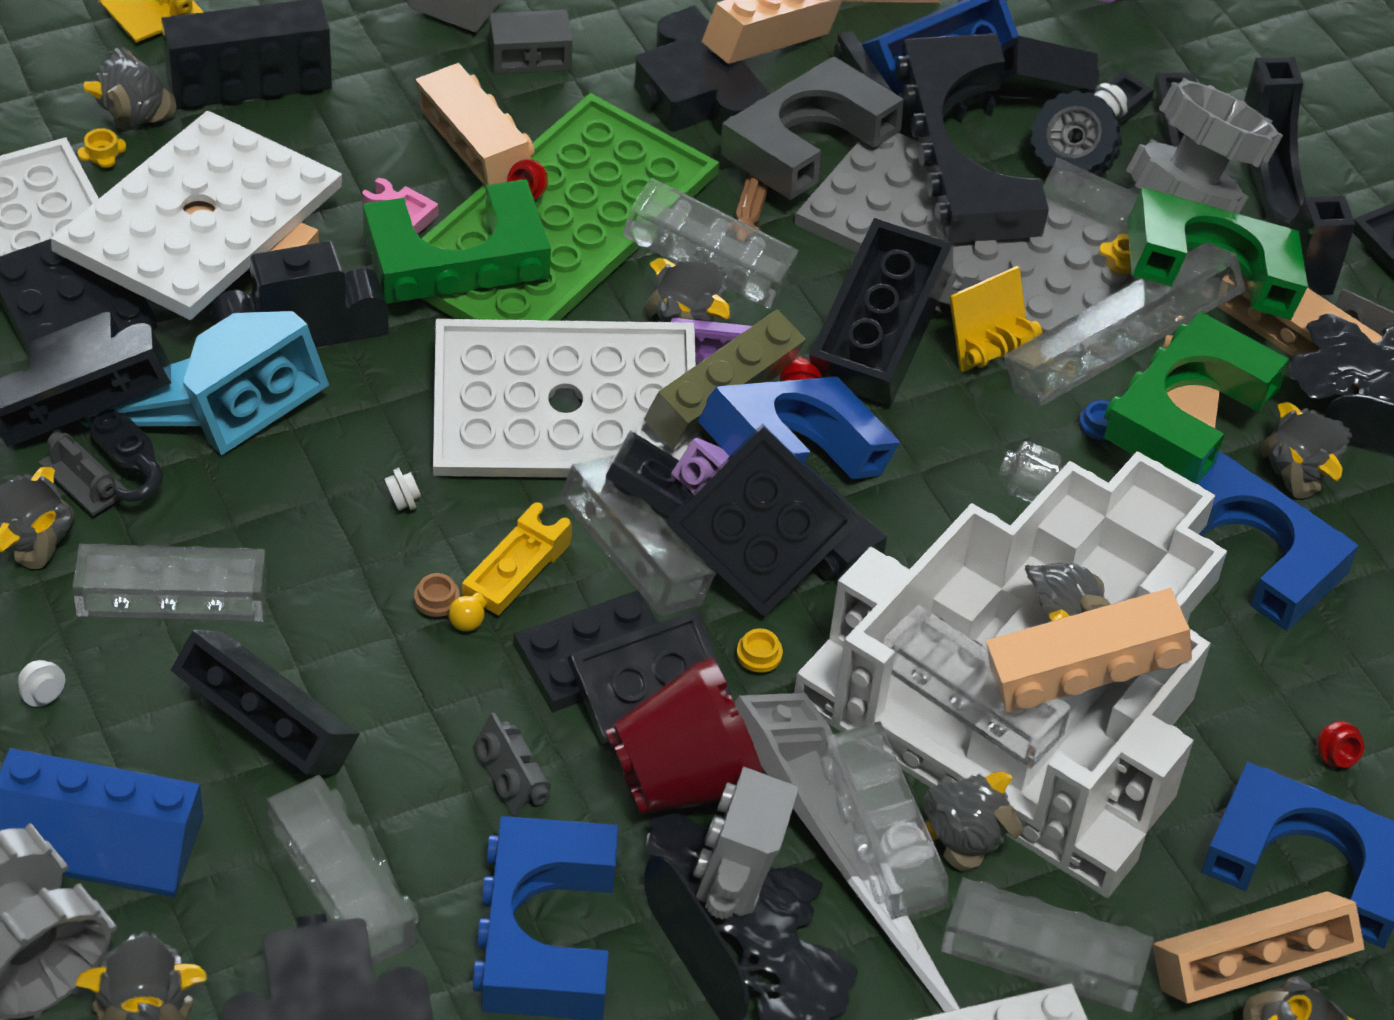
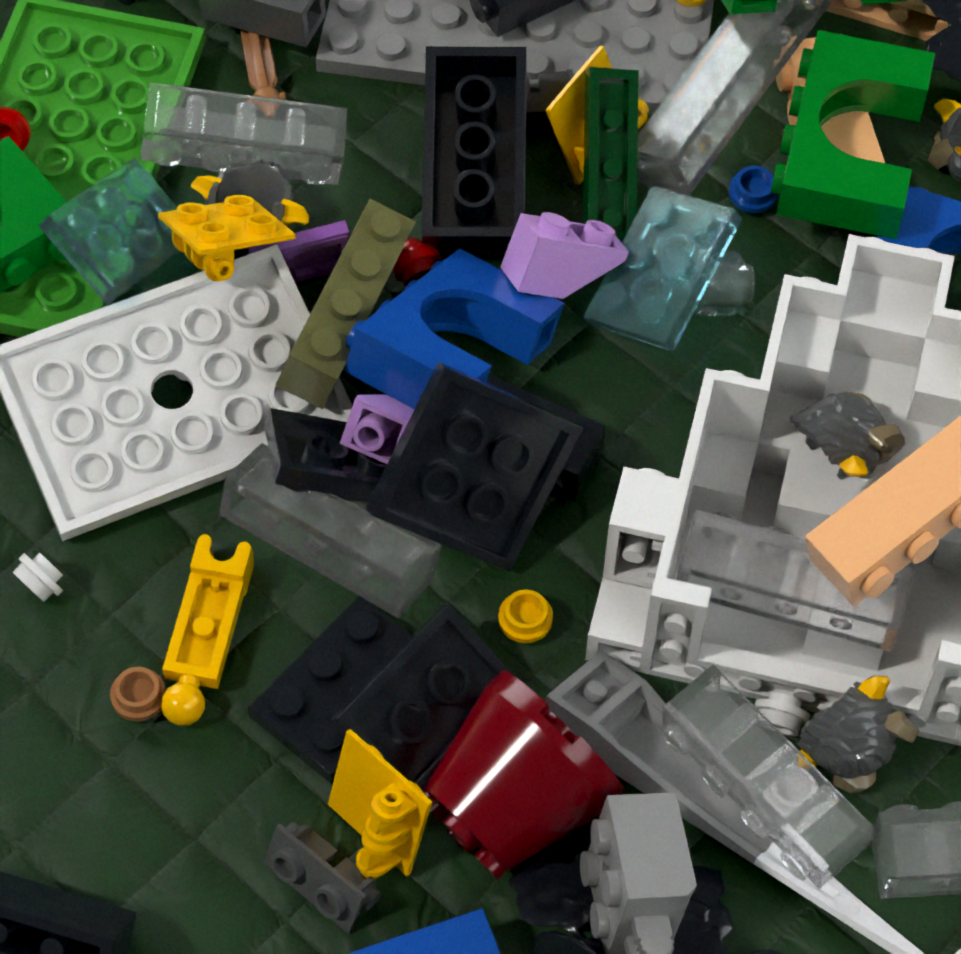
camera: 20 degrees left, 10 degrees up
(574, 729) = (379, 807): none -> yellow hinge
(579, 273) = (115, 230): none -> clear light blue plate
(641, 294) = (215, 230): none -> yellow hinge
(912, 406) = (558, 255): none -> lavender slope
(920, 783) = (783, 712): none -> white plate
(984, 361) = (611, 147): none -> dark green plate
(991, 443) = (668, 267): none -> clear light blue plate

